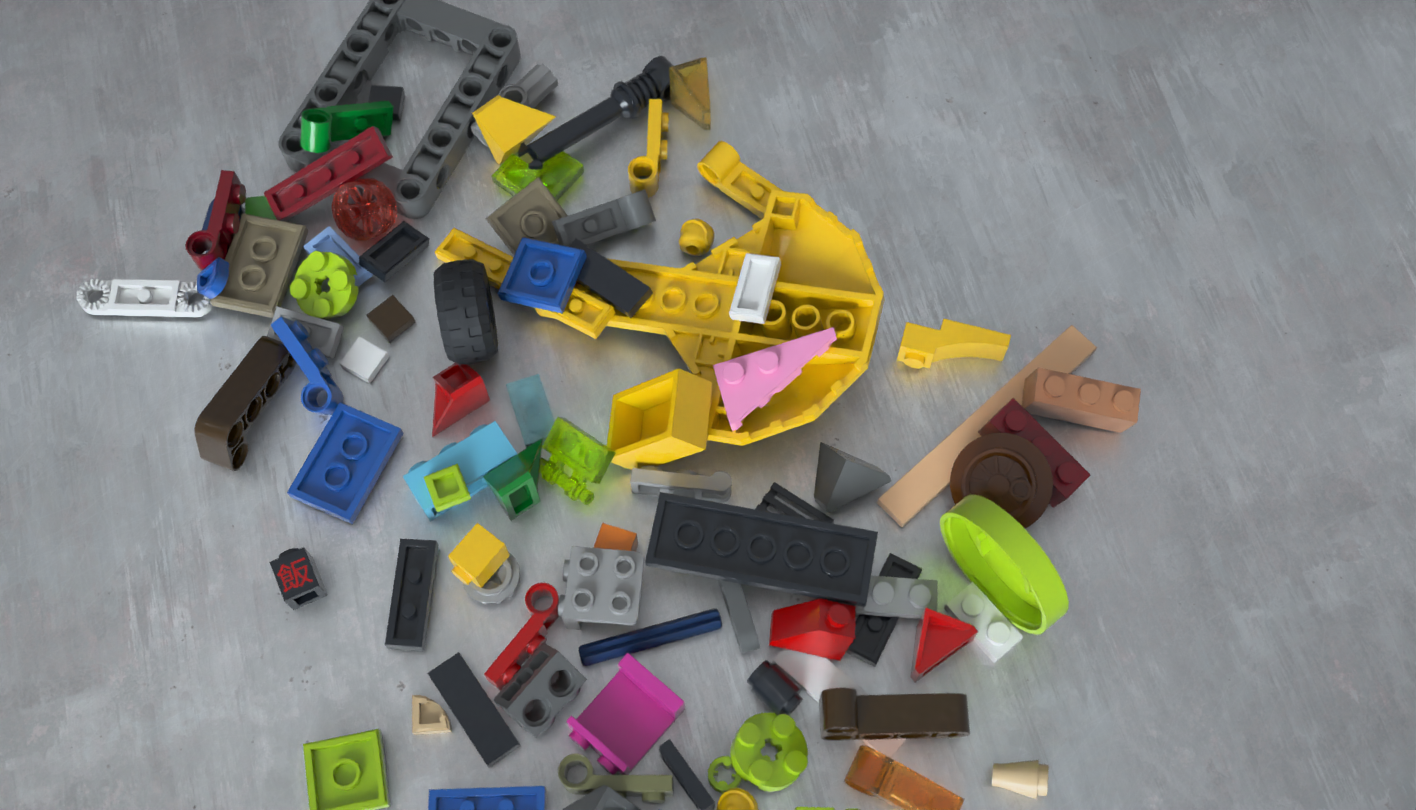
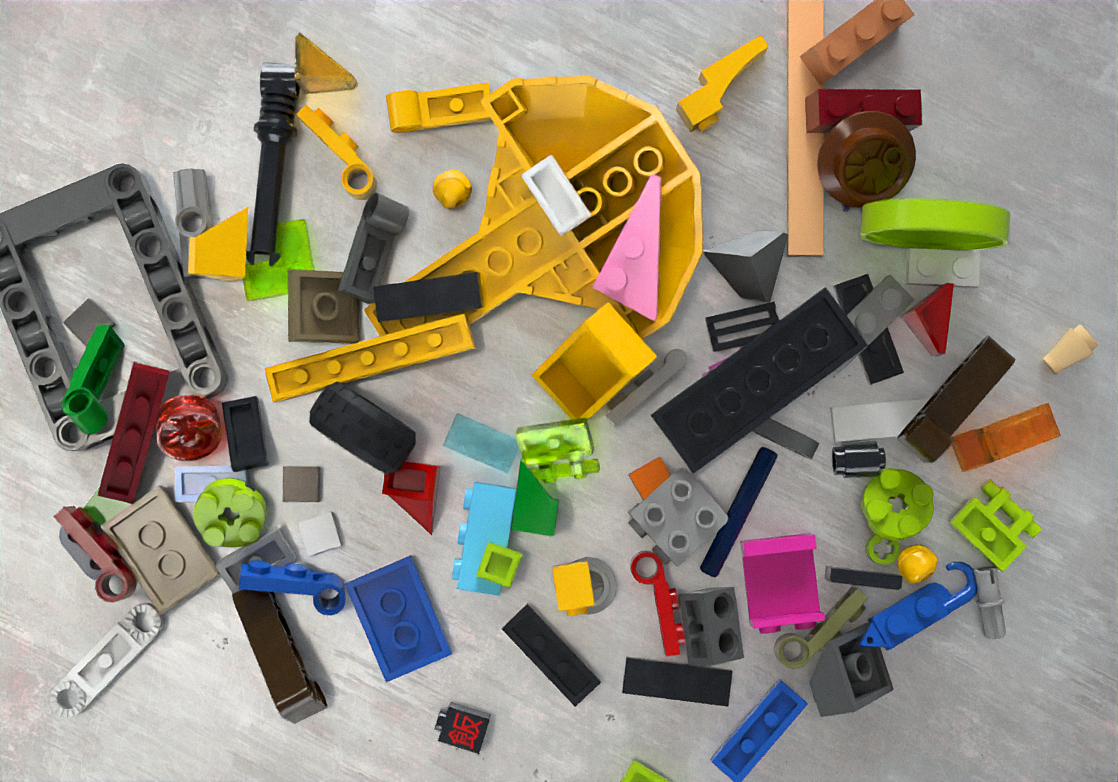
camera: 45 degrees left, 20 degrees up
(213, 278) = (146, 598): blue tile -> none
(428, 716) = (653, 716): tan tile -> none
(542, 275) = (383, 341): blue tile -> none
(814, 628) = (844, 394): red slope -> none

